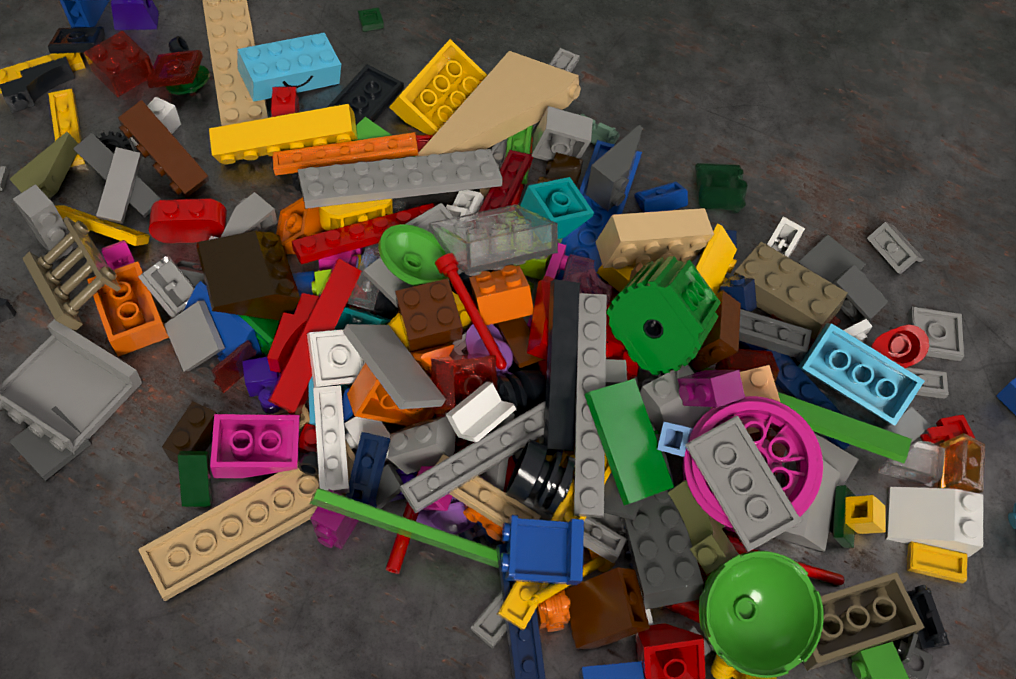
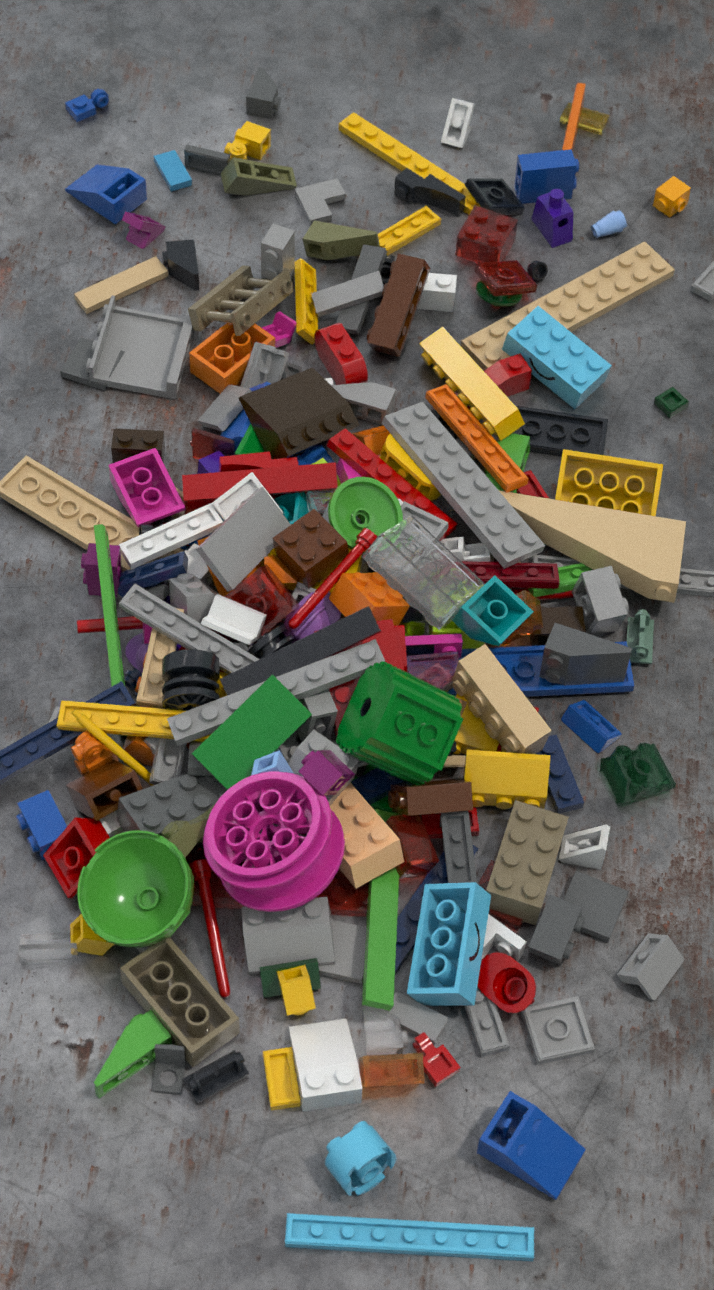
camera: 70 degrees right, 5 degrees down
(195, 478) = (98, 463): dark green tile -> none
(543, 551) = (123, 706): blue panel -> none
(742, 290) = (490, 814): dark blue brick -> none
(743, 483) = (237, 820): light grey tile -> none

